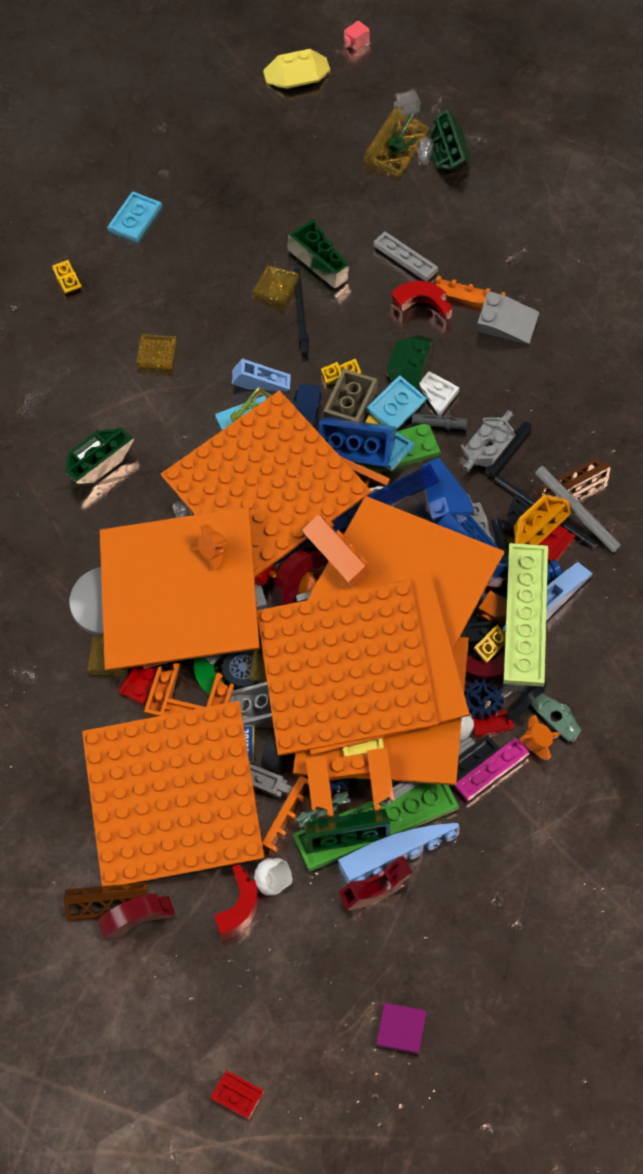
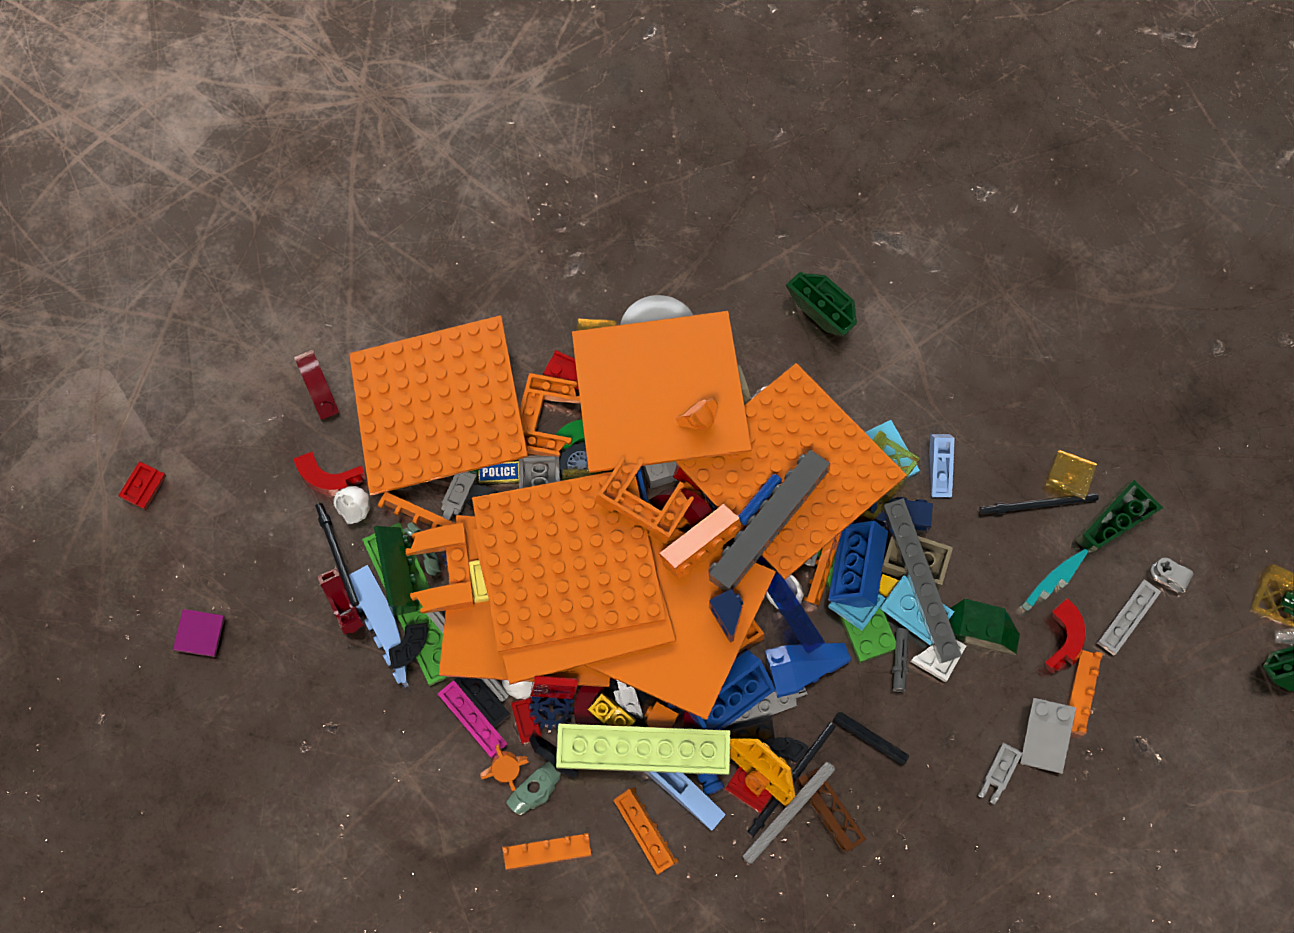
camera: 80 degrees right, 10 degrees up
(66, 276) = (1058, 256): yellow slope -> none
(101, 894) = (338, 354): reddish brown fence -> none
(134, 217) = (1150, 319): medium azure tile -> none
(156, 351) = (967, 354): clear yellow plate -> none
(288, 620) = (616, 497): none -> orange wedge
(288, 906) = (325, 523): none -> black bar
(294, 503) = (763, 494): none -> blue axle
(320, 495) = (769, 522): none -> dark grey brick
(332, 372) = (961, 555): yellow slope -> none
(369, 223) = (1172, 574): none -> light grey piece
(370, 304) = (1059, 576): none -> teal slope
(374, 390) = (921, 581): none -> dark grey brick
(407, 529) = (727, 611): none -> dark blue slope
(425, 820) = (410, 646): none -> black tile
(469, 682) = (553, 687): none -> red tile
(493, 431) = (891, 720): light grey plate -> none
(538, 357) = (1000, 771): none -> light grey hinge
(552, 530) = (756, 782): none -> orange tile
(593, 626) = (645, 831): none -> orange hinge
(614, 708) = (546, 851): none -> orange hinge

